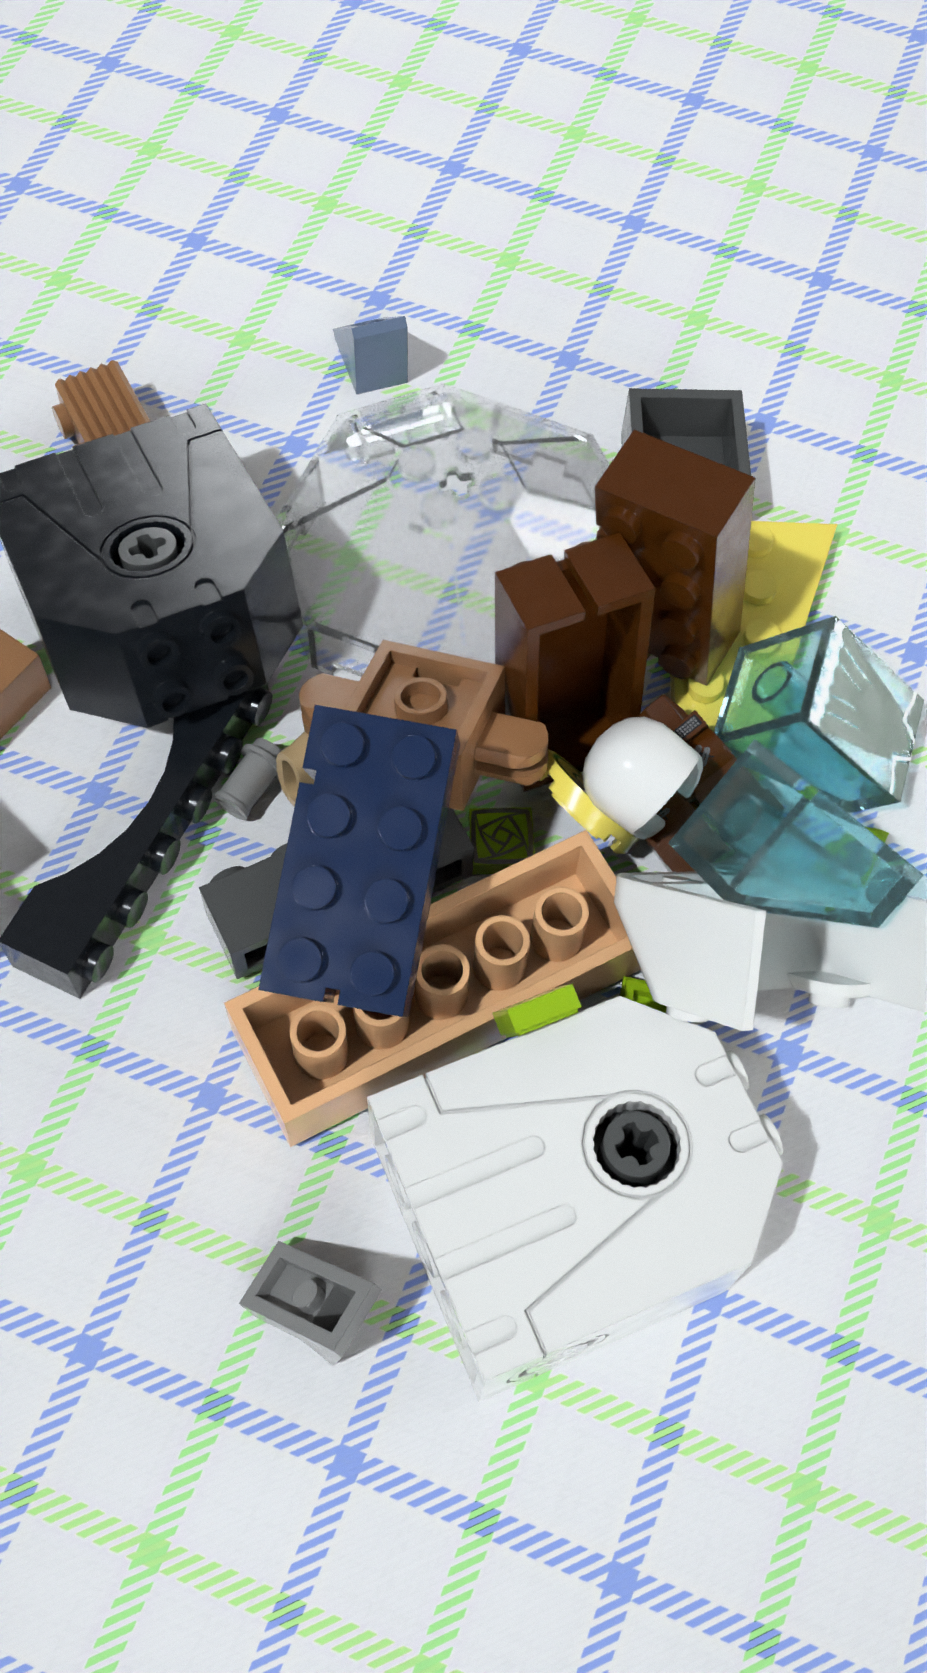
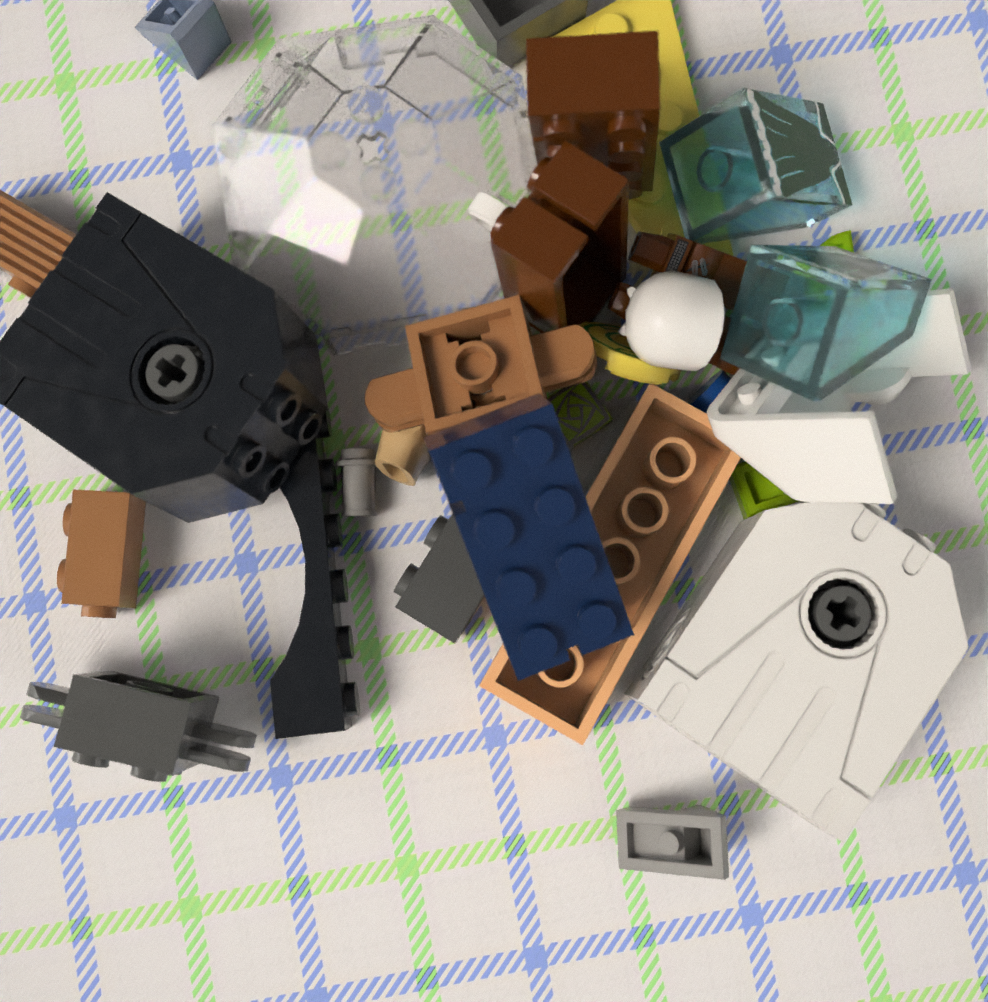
camera: 30 degrees left, 20 degrees up
(537, 1011) = (711, 556): lime tile -> none

